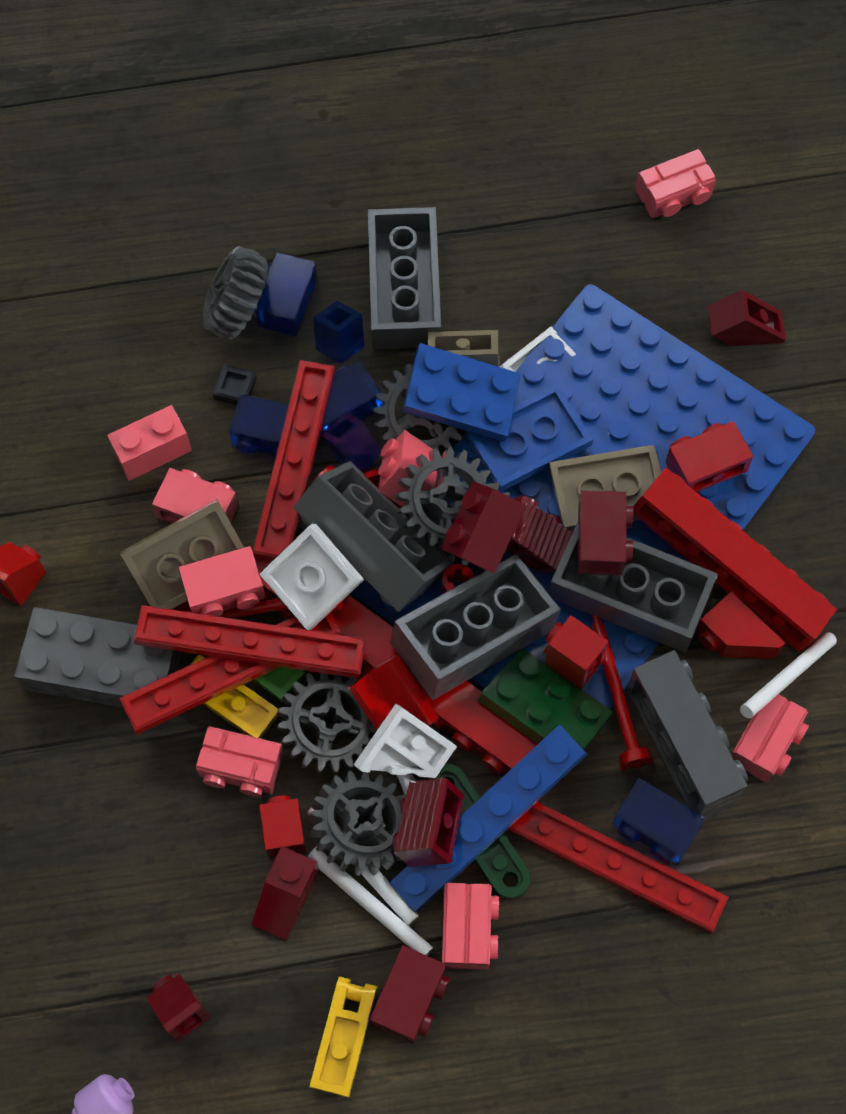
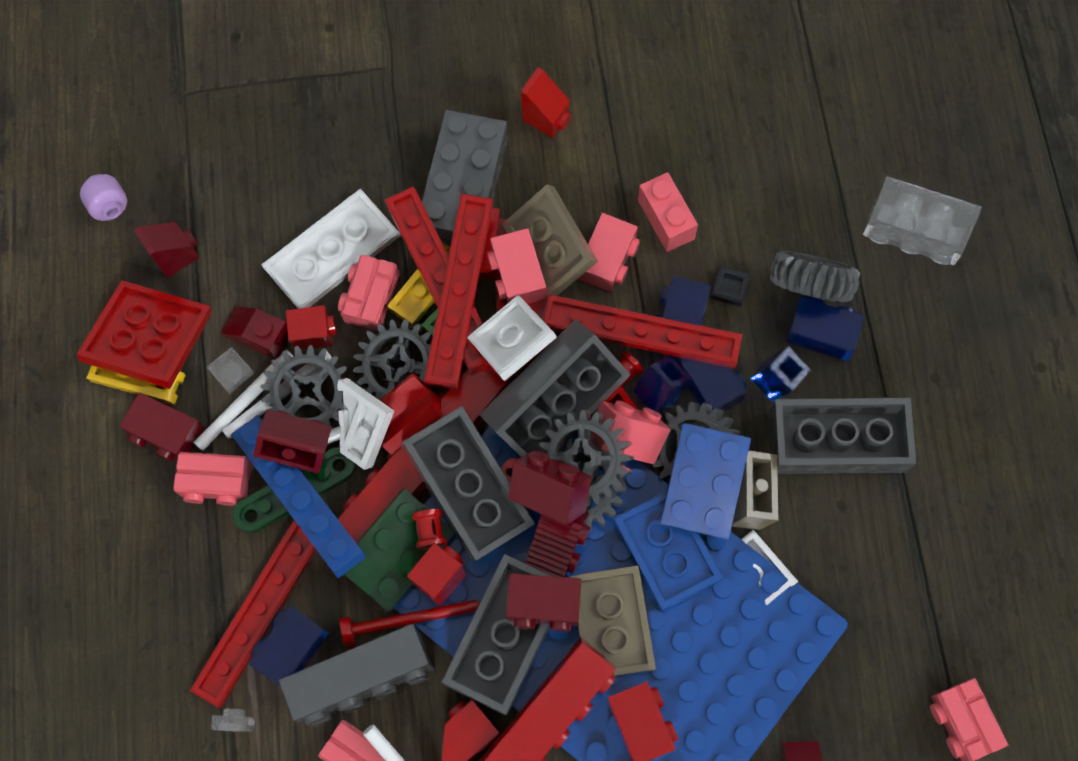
camera: 95 degrees right, 5 degrees up
(172, 200) = (921, 221): none -> clear slope
(181, 816) = (327, 249): none -> white tile
(292, 1025) = (144, 334): none -> red plate
(335, 919) = (230, 370): none -> clear plate
(528, 659) = (429, 528): none -> red bush
(744, 876) = (232, 721): none -> clear plate

